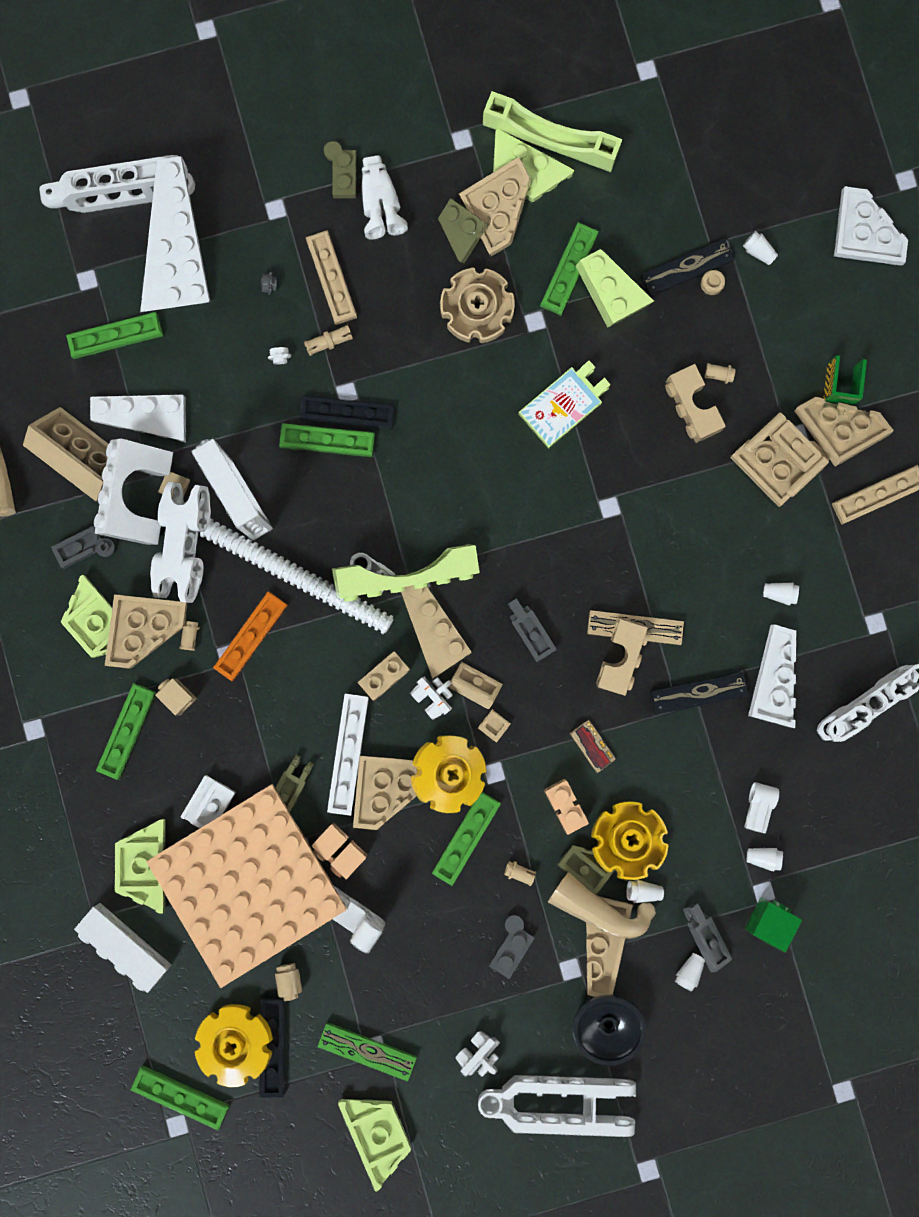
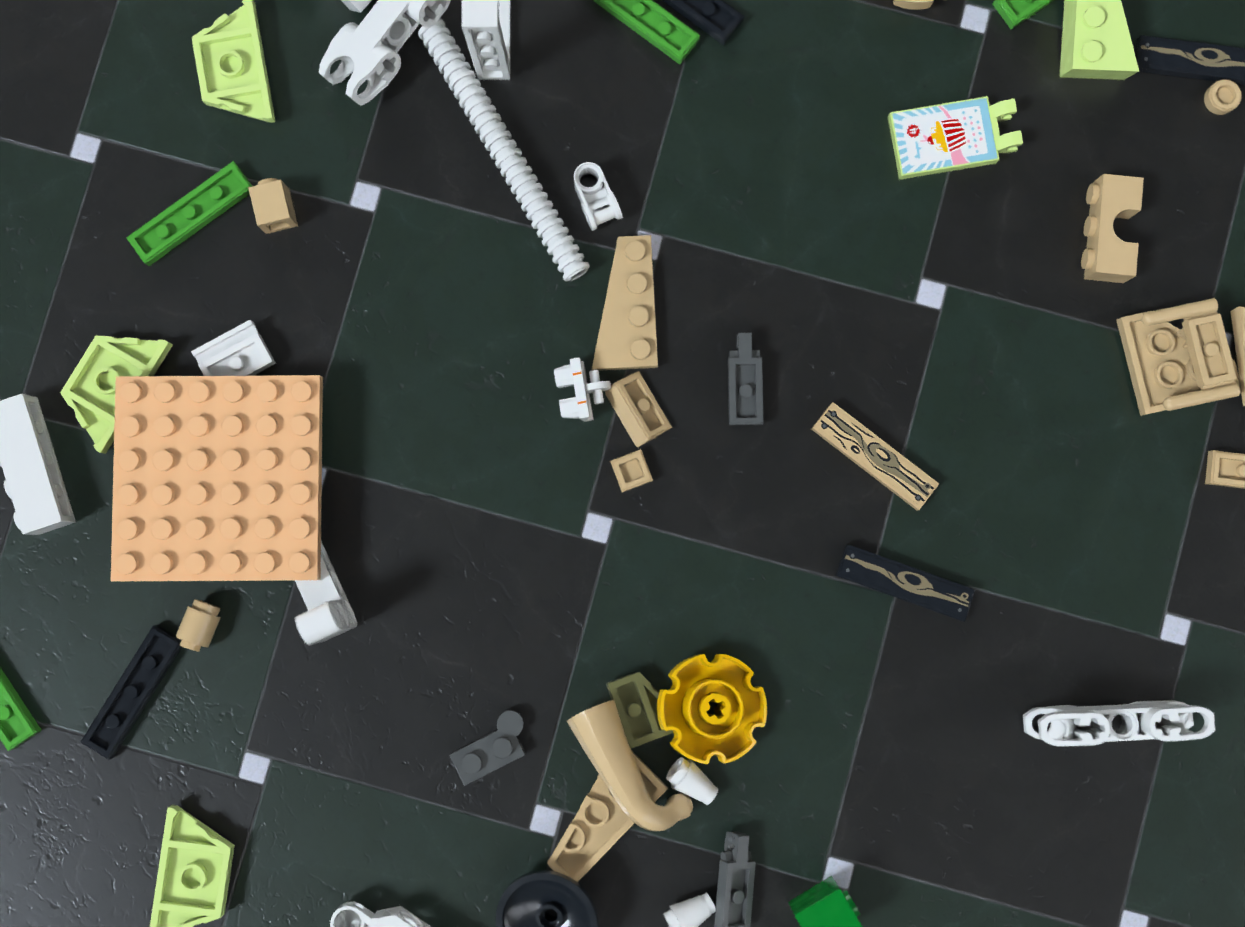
camera: 35 degrees right, 0 degrees up
(141, 627) = (280, 98): tan plate -> none
(189, 635) = (333, 144): tan pin -> none
(235, 1063) = (63, 667): yellow piece -> none
(250, 636) = (405, 189): orange tile -> none
(291, 785) = (344, 395): olive hinge -> none
(347, 860) = (348, 490): light nougat piece -> none
(348, 754) = (435, 398): white plate -> none
(367, 1051) = (241, 767): bright green tile -> none
(382, 790) = (456, 466): tan plate -> none
(384, 676) = (534, 330): tan brick -> none
(434, 783) = (517, 486): yellow piece -> none
(453, 563) = (571, 191): yellowish green arch -> none
(466, 838) = (515, 585): bright green tile -> none
(471, 1062) = (356, 858): white hips -> none
(519, 873) = (554, 666): tan pin -> none
(562, 798) = (658, 633): light nougat piece -> none
(592, 746) = (735, 567): slope -> none
(619, 676) = (863, 461): tan arch -> none
(720, 373) = (1166, 210): tan pin -> none
(762, 801) = (904, 760): white piece -> none
(765, 857) = (866, 832): white cone -> none
(774, 688) = (1004, 629): white wing -> none
(782, 592) = (1082, 521): white cone -> none

